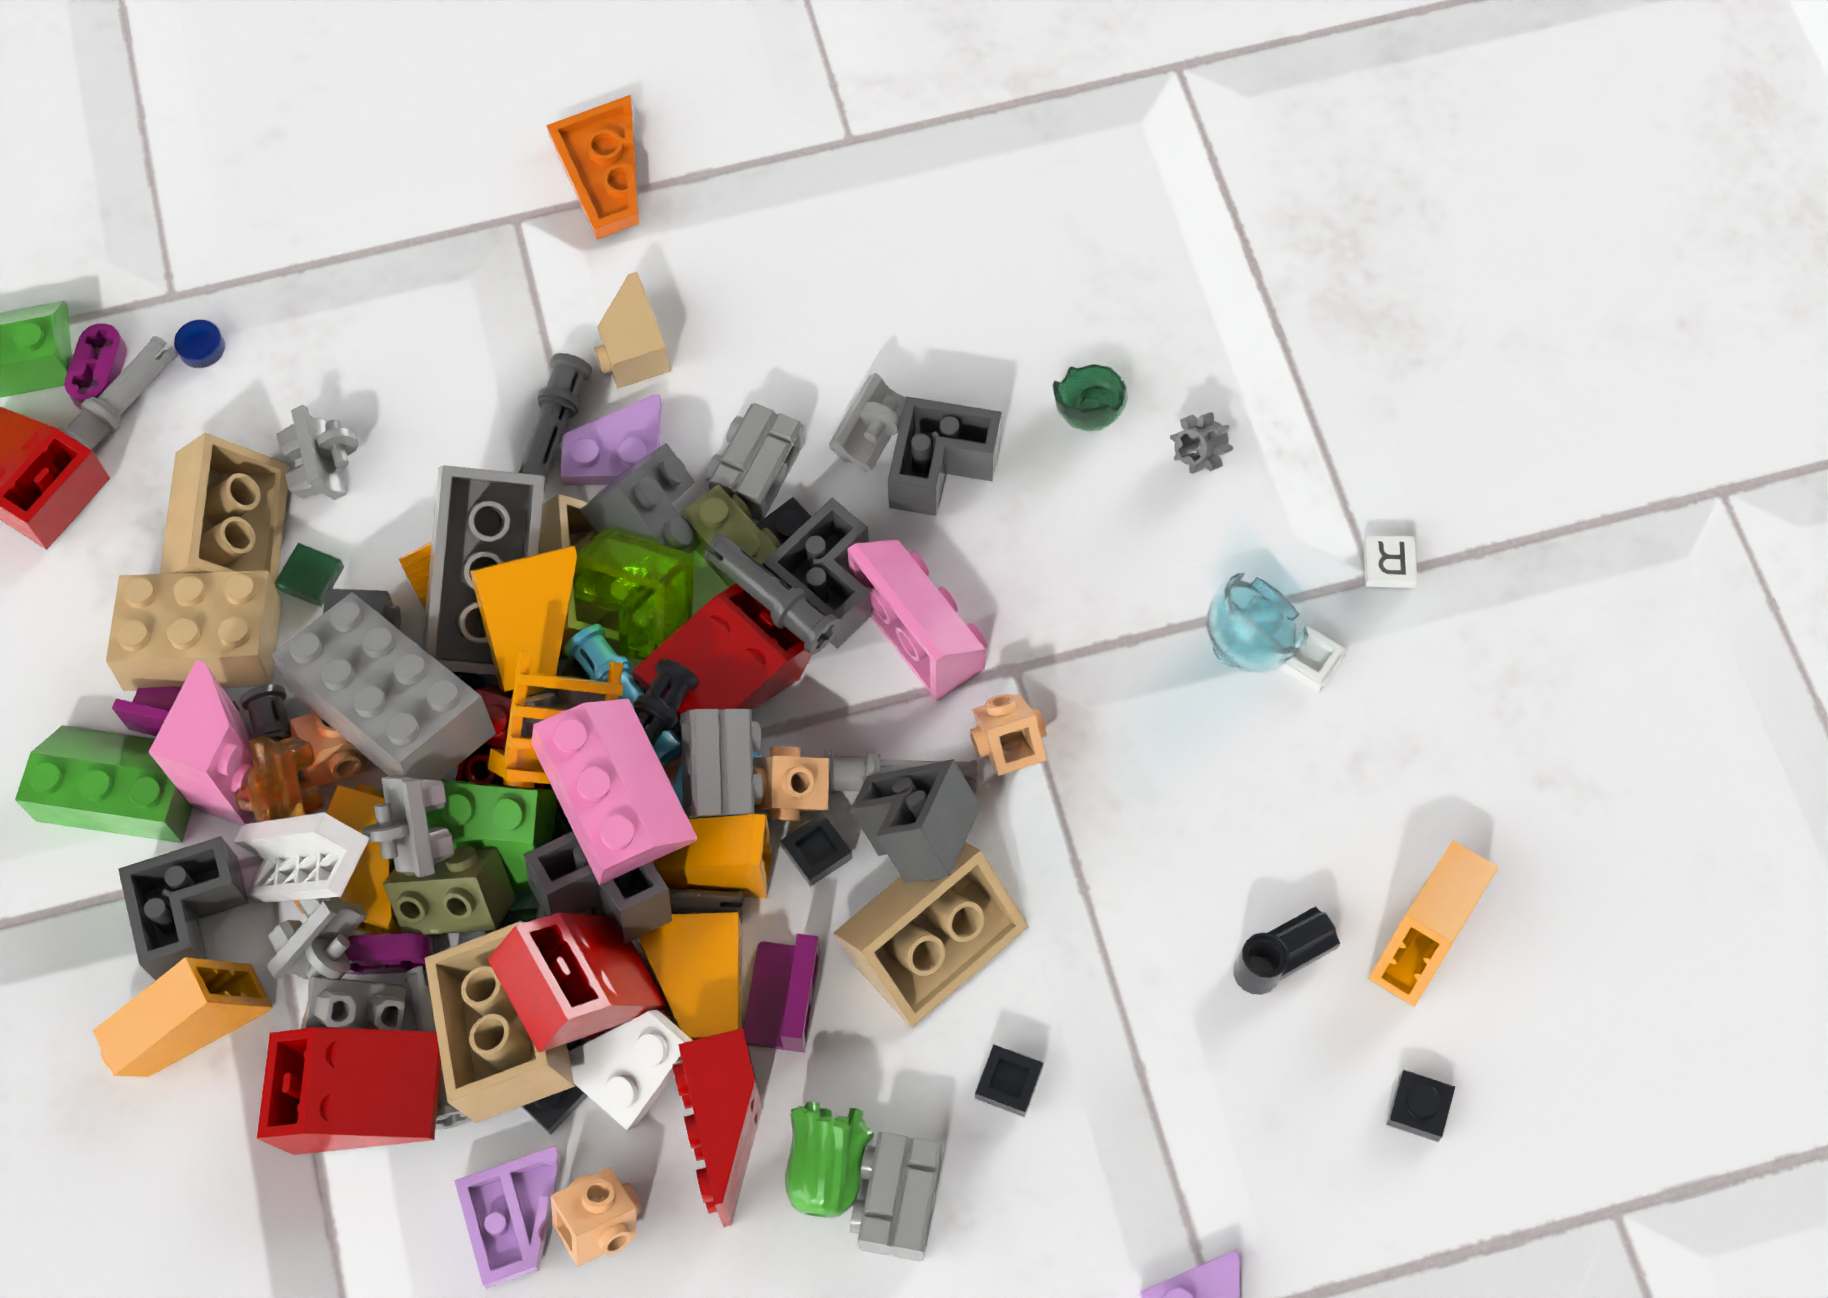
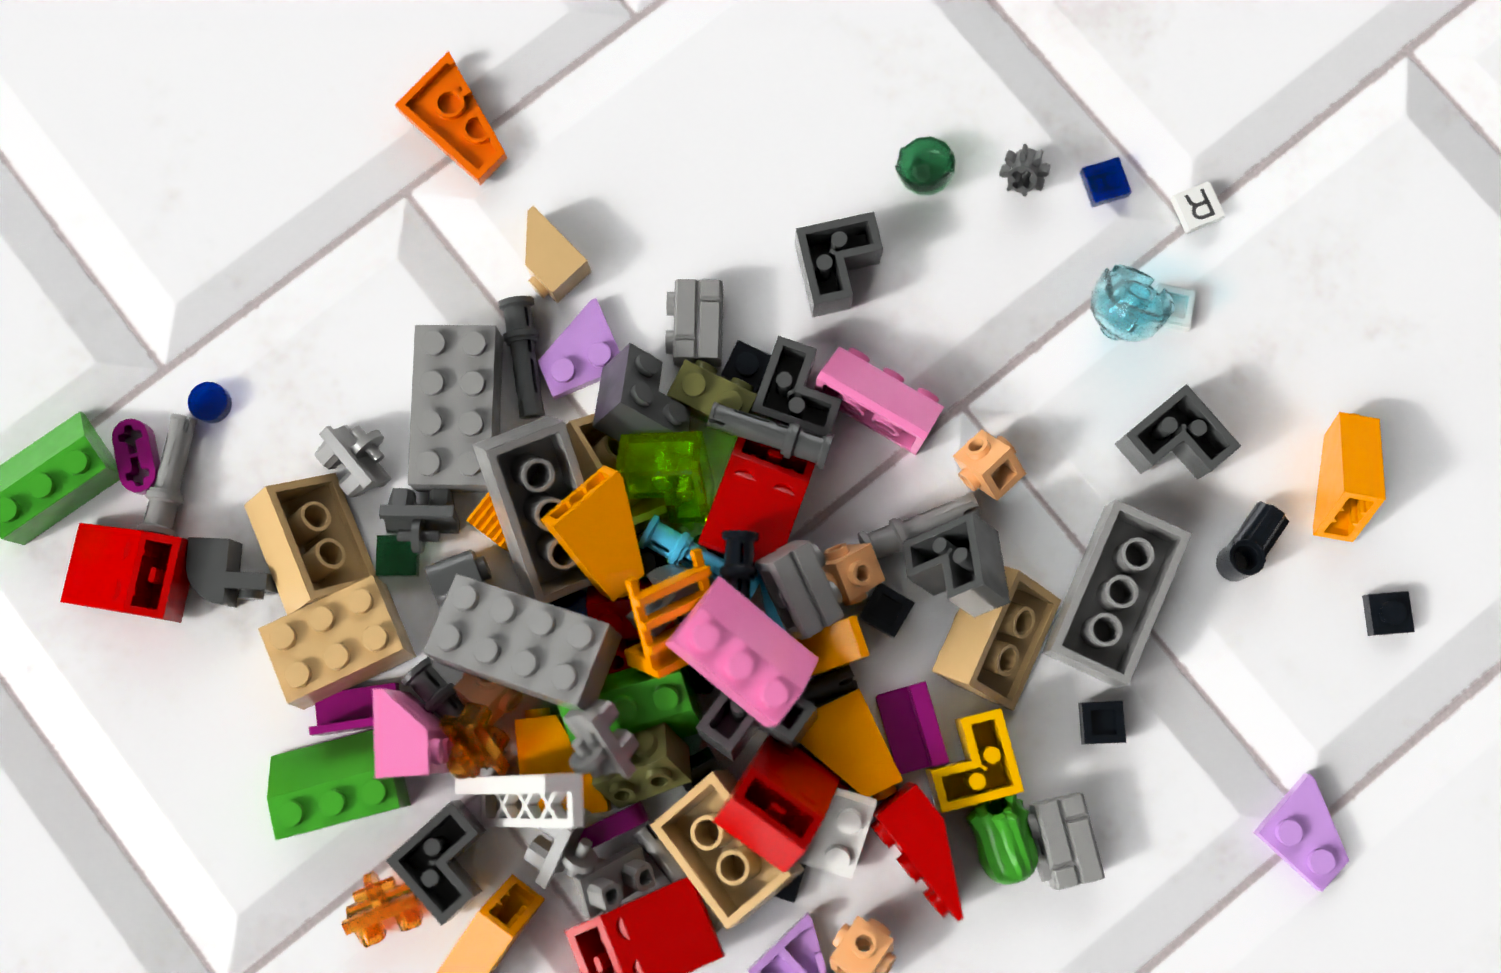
camera: 25 degrees left, 15 degrees up
(66, 937) = (378, 902): none -> clear orange hips
(112, 512) = (216, 574): none -> dark grey brick
(349, 544) = (420, 522): none -> dark grey hips
(460, 417) = (453, 404): none -> light grey brick
(836, 1070) = (988, 765): none -> yellow brick
(868, 424) = (771, 257): light grey hips -> none
(1090, 935) = (1117, 593): none -> light grey brick
(1246, 778) = (1186, 429): none -> dark grey brick
(1293, 495) = (1105, 182): none -> clear blue tile

